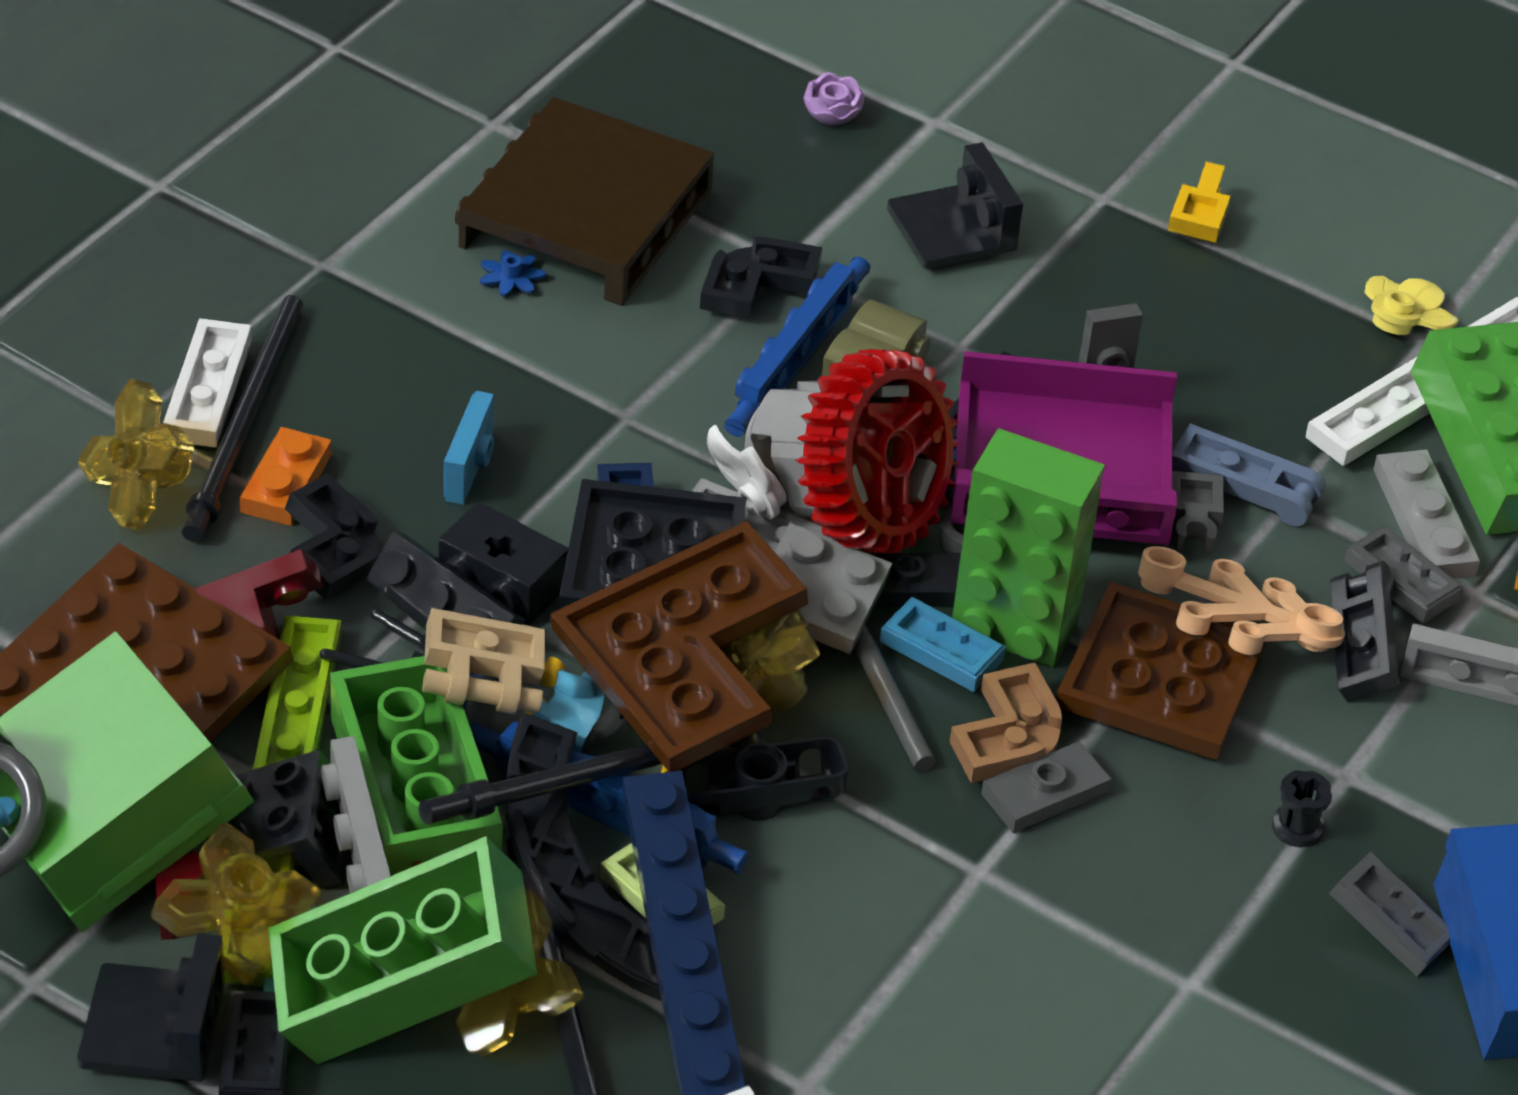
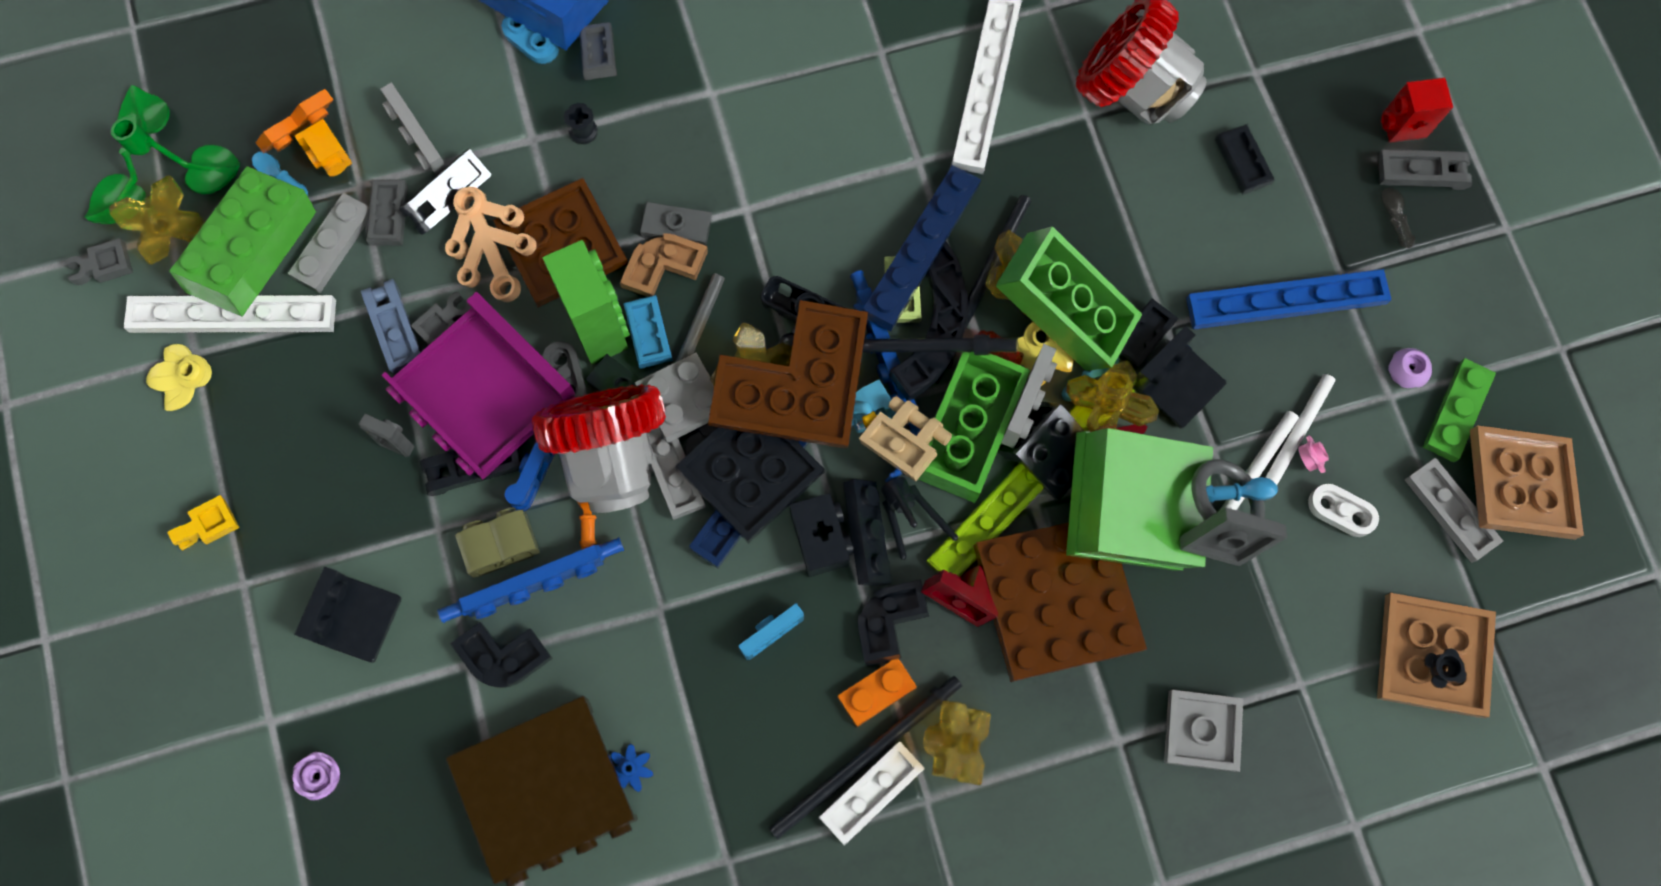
camera: 140 degrees left, 30 degrees up
(747, 475) = (664, 471): white plate -> none

